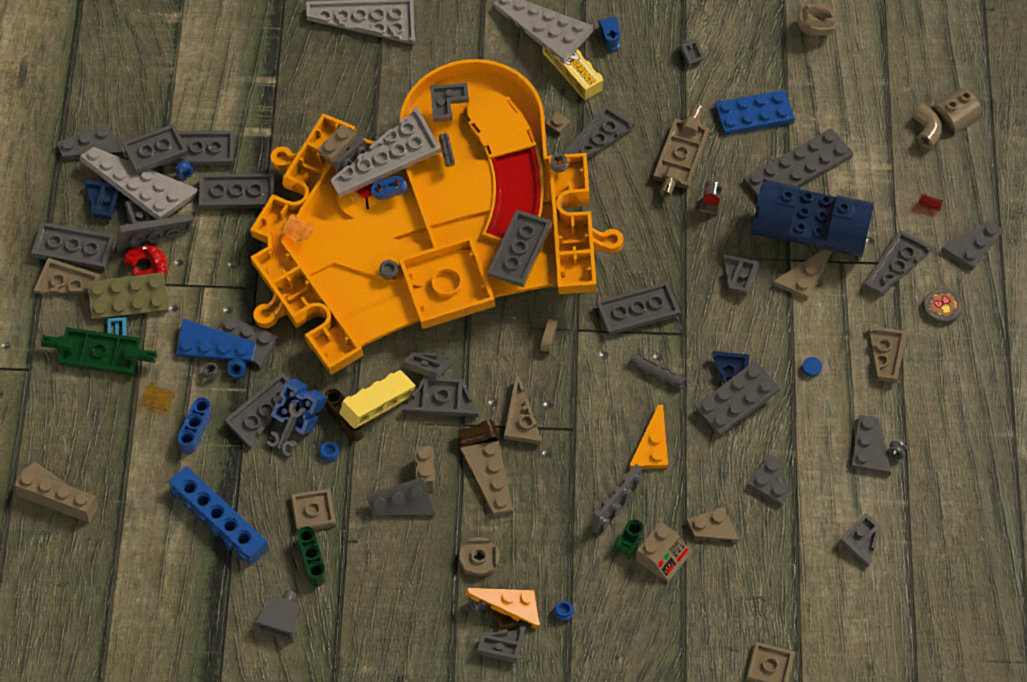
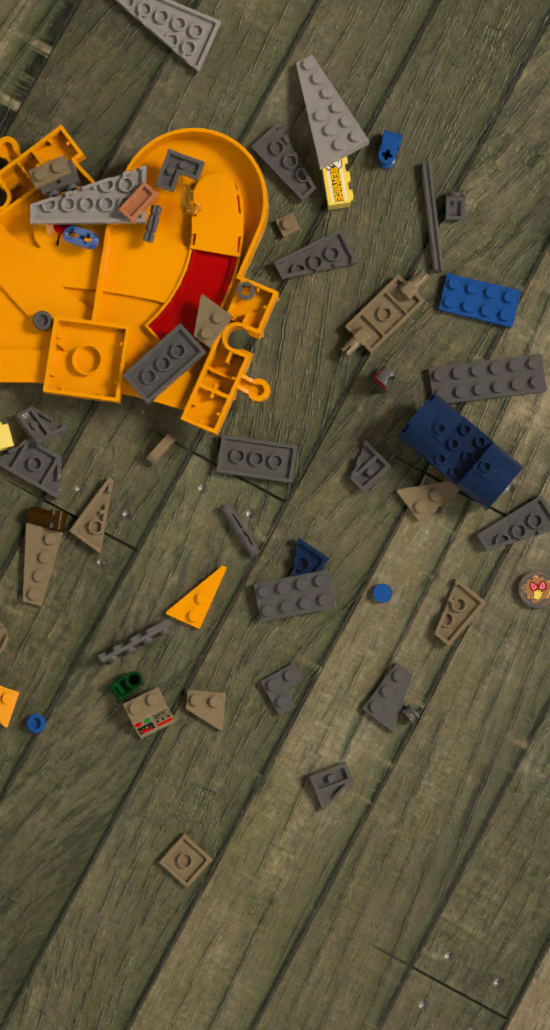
camera: 25 degrees right, 25 degrees up
(426, 134) = (138, 202): none -> nougat tile
(467, 118) = (187, 197): none -> clear yellow bracket
(541, 198) = (210, 321): none -> dark tan wing
(545, 84) = (281, 158): none -> dark grey wing
(676, 68) = (431, 213): none -> dark grey axle

